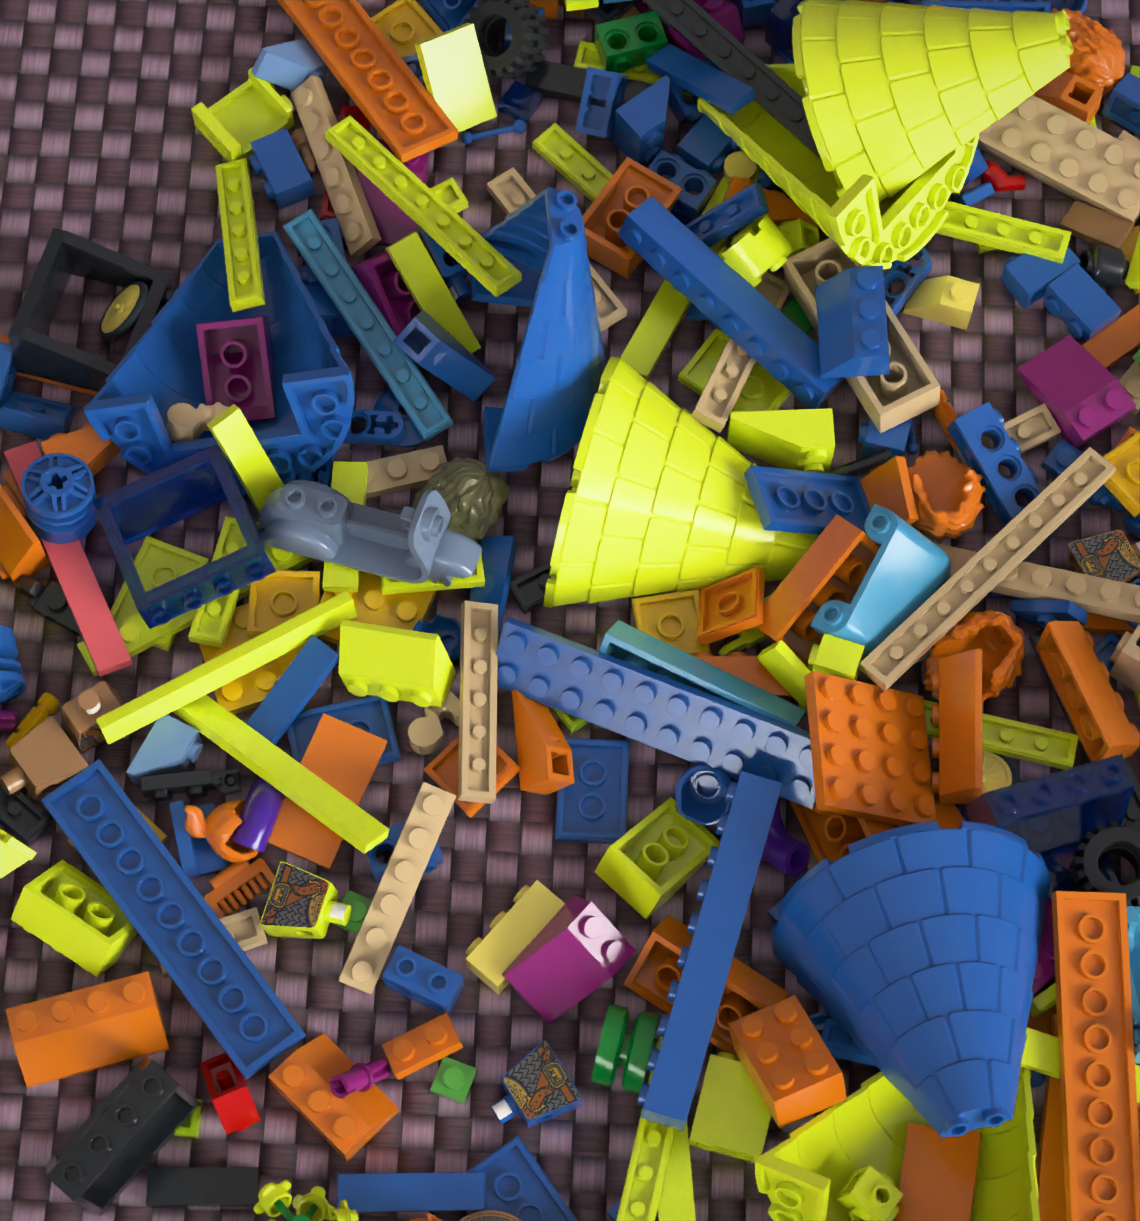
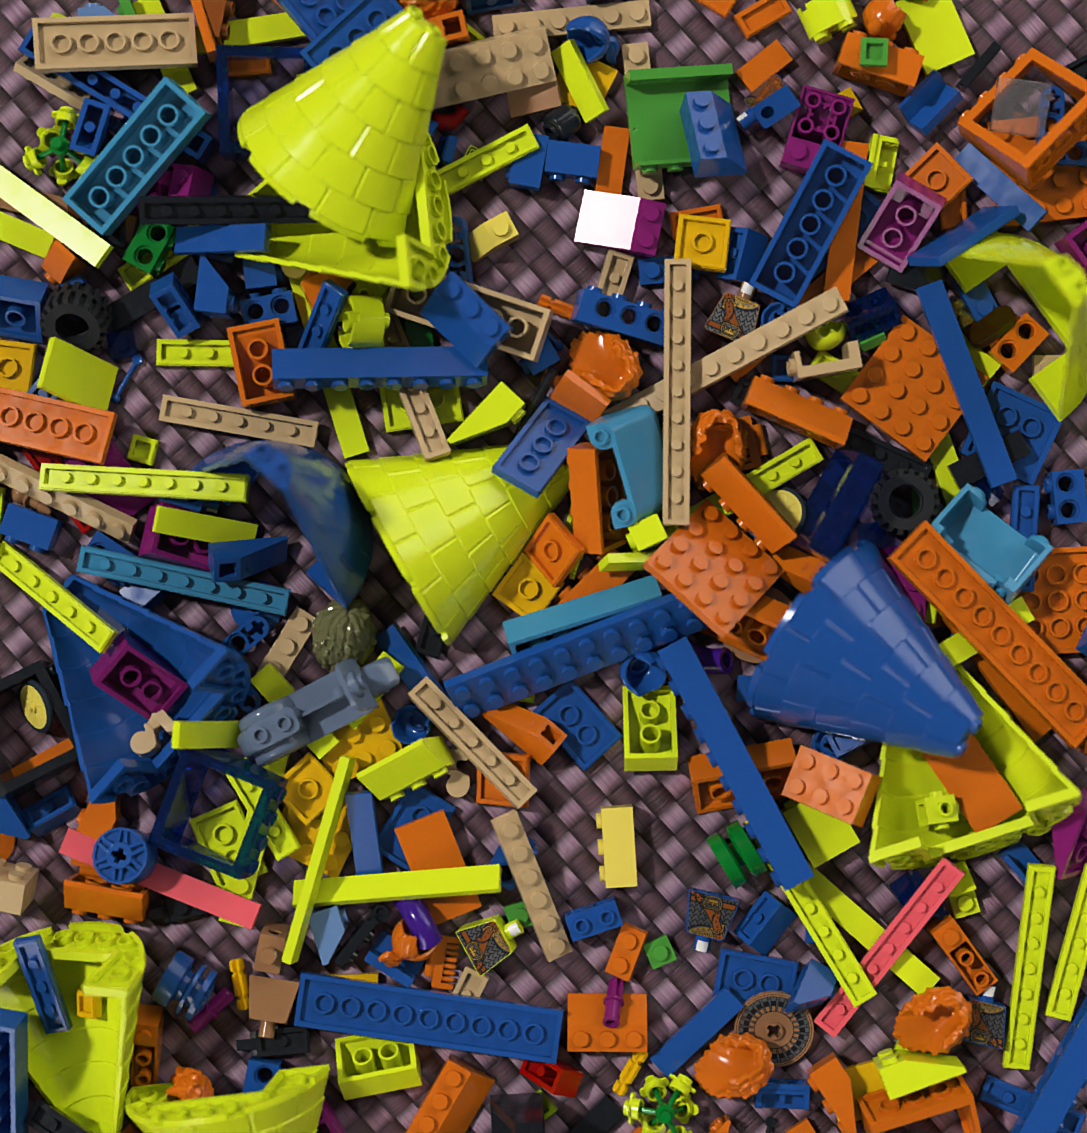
camera: 40 degrees left, 20 degrees up
(307, 1168) = (629, 1072): none -> yellow axle
(568, 959) = (659, 834): magenta slope -> none
(585, 1154) = (764, 923): none -> blue panel
(1018, 697) = (756, 441): none -> orange piece
(1045, 611) = (732, 382): blue plate -> none

